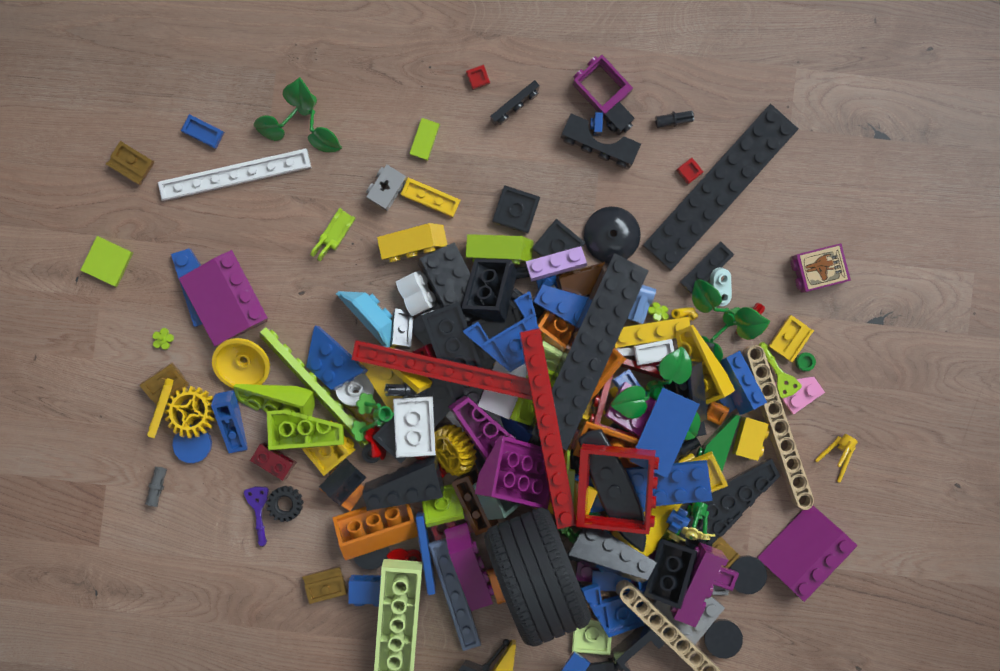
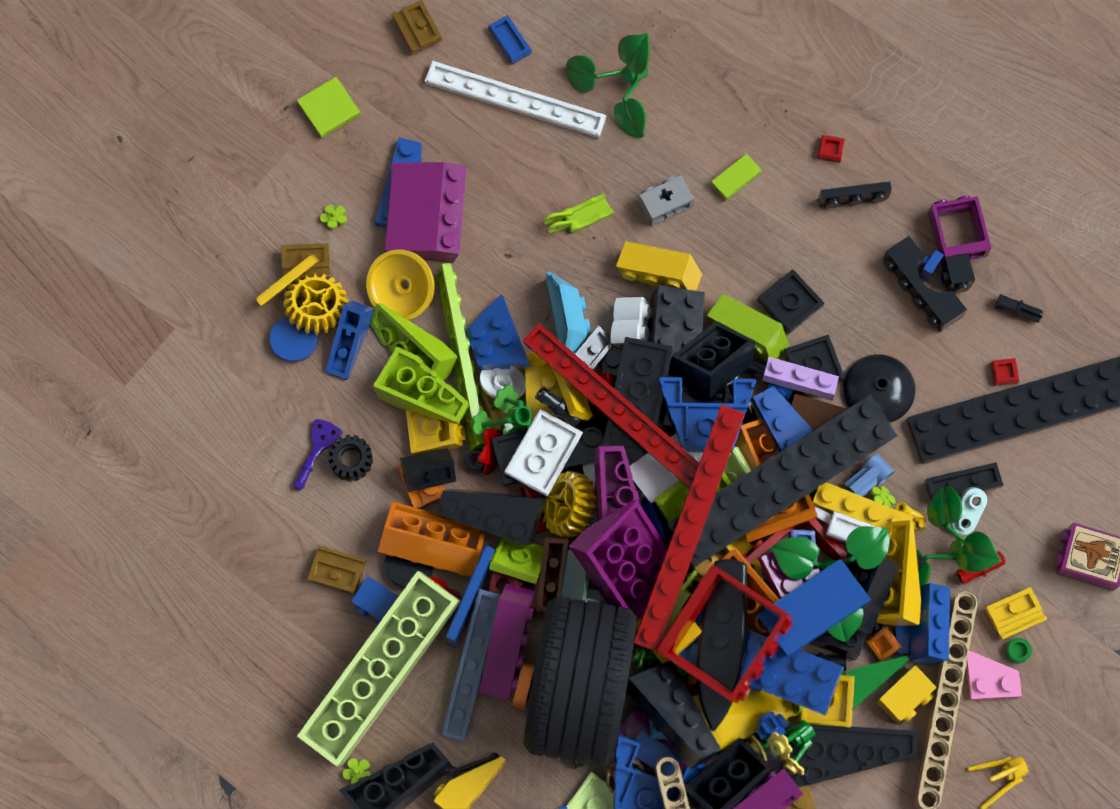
camera: 30 degrees right, 15 degrees down
(156, 486) = (227, 358): dark grey pin -> none
(273, 461) = (368, 405): dark red brick -> none
(430, 197) = (706, 238): yellow tile -> none
(781, 376) = (981, 647): lime piece -> none

